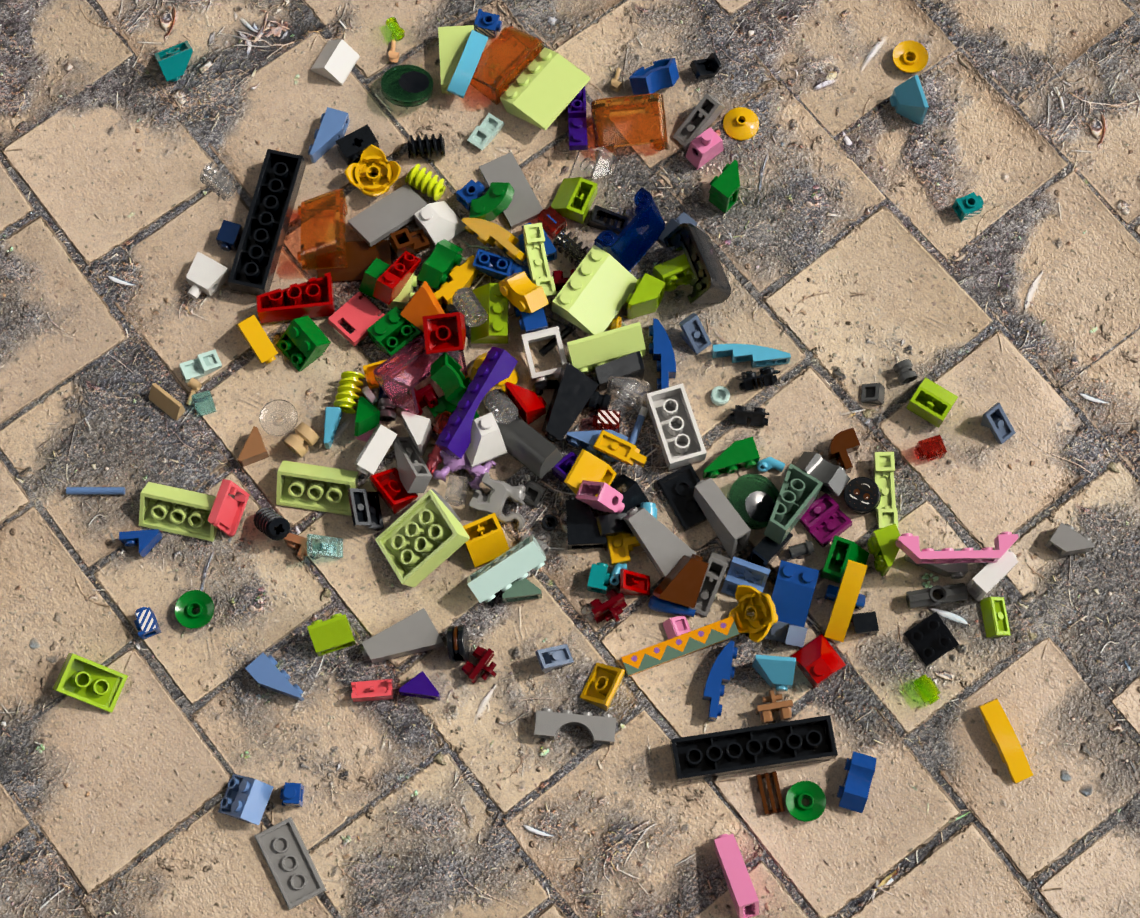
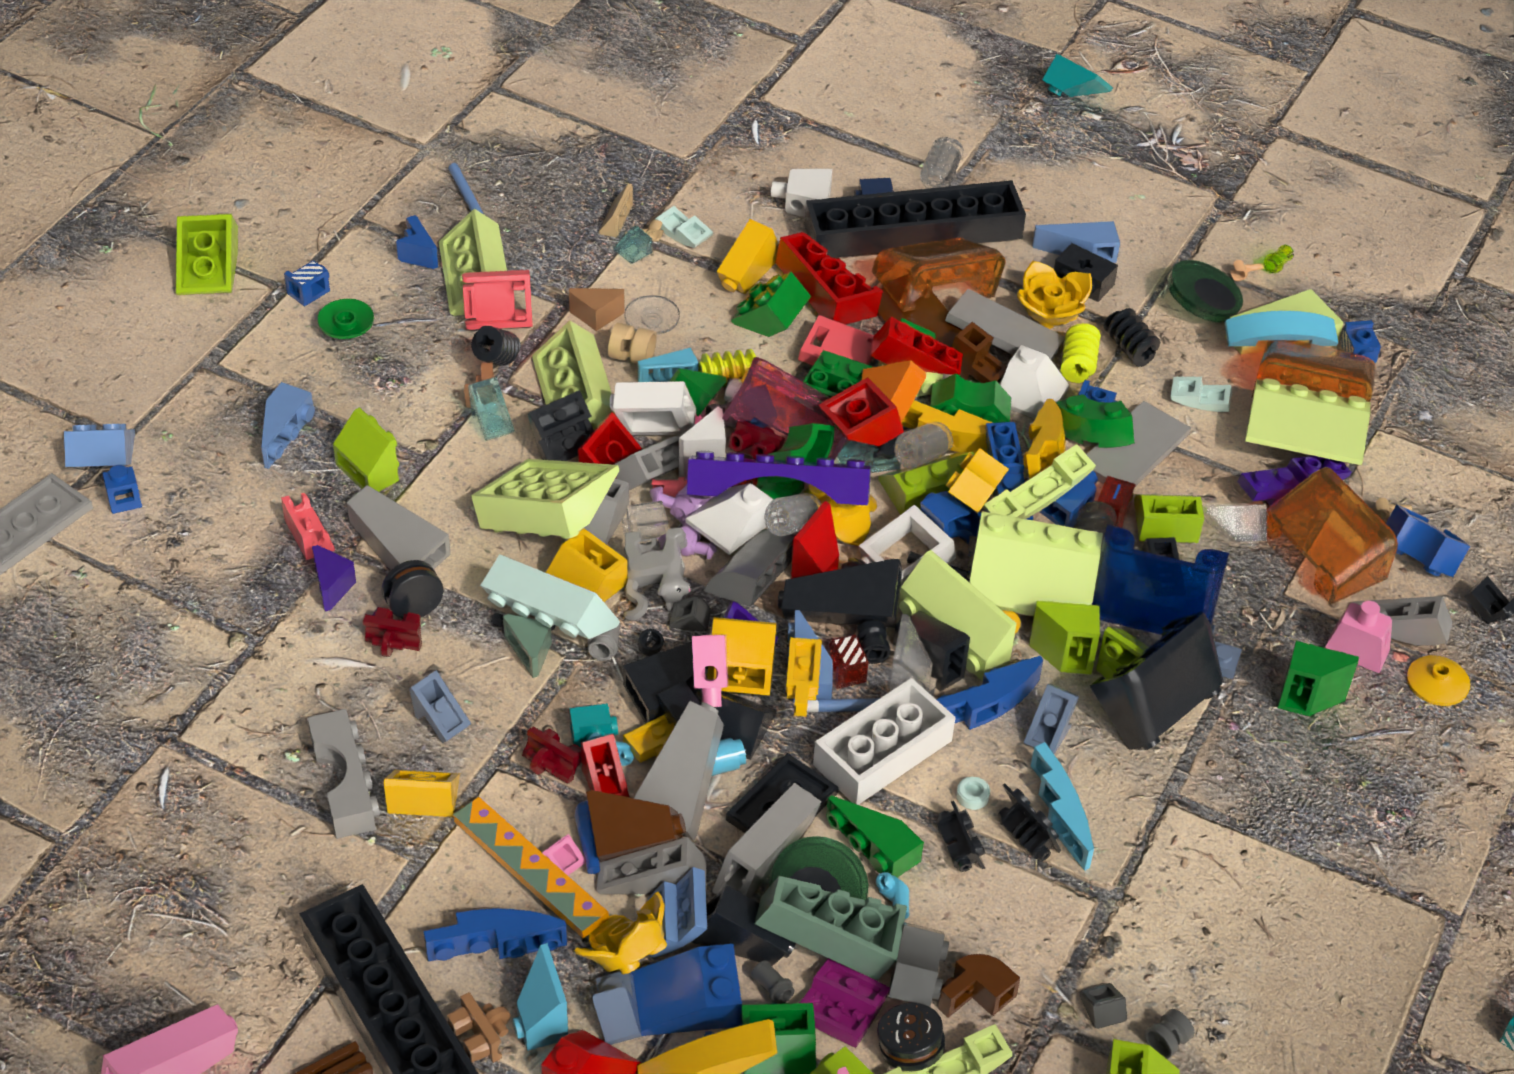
camera: 65 degrees right, 25 degrees down
(335, 61) = (1188, 221): white slope -> none

